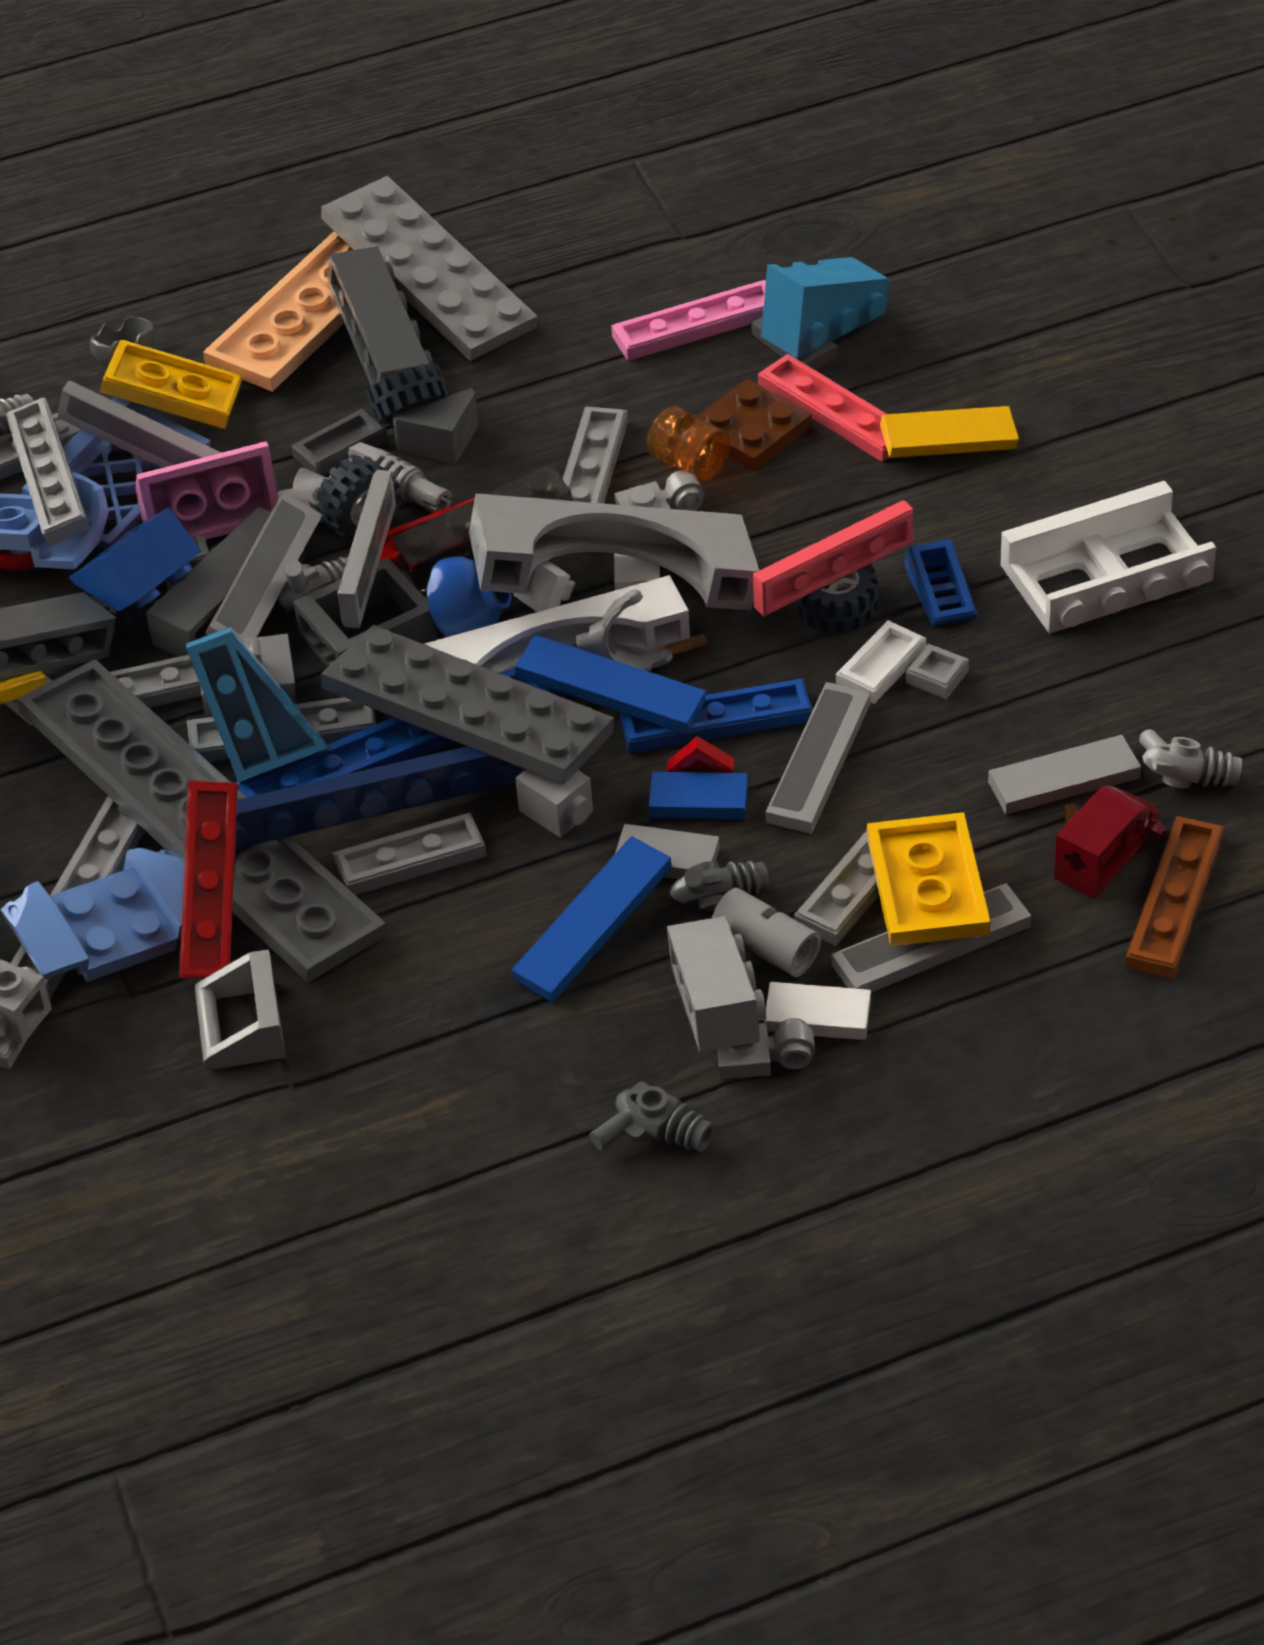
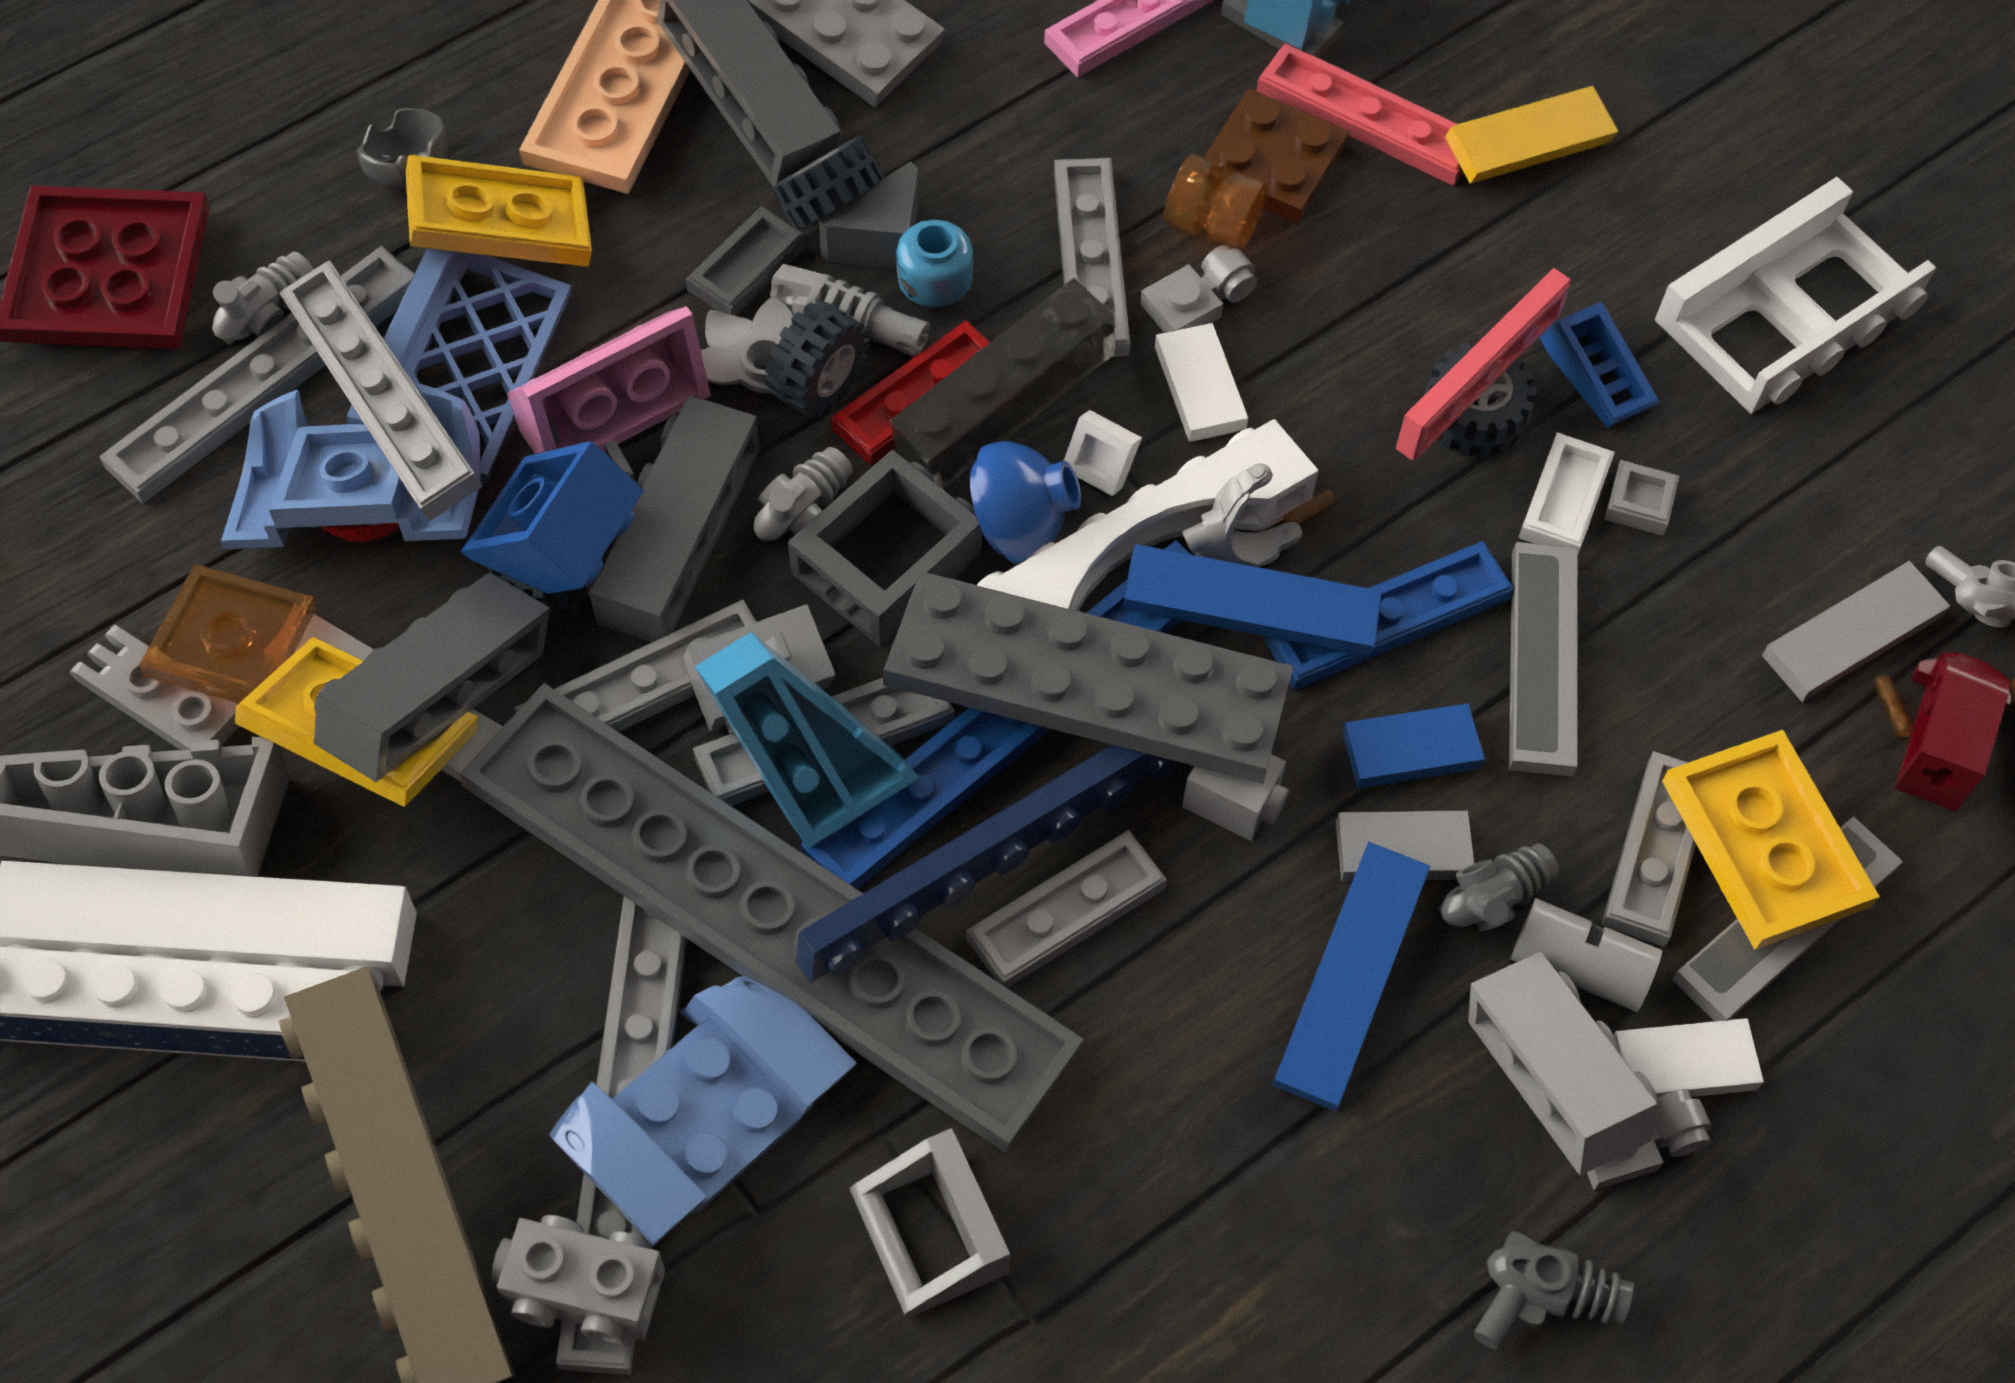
camera: 20 degrees left, 15 degrees up
(127, 428) = (486, 304): tile -> none
(208, 878) = (837, 1037): red tile -> none
(263, 572) = (734, 505): dark grey tile -> none
(366, 549) = (871, 451): light grey tile -> none
(466, 454) = (934, 263): none -> dark azure head
(700, 757) = (1398, 692): red tile -> none
(701, 547) = (1295, 363): light grey arch -> none

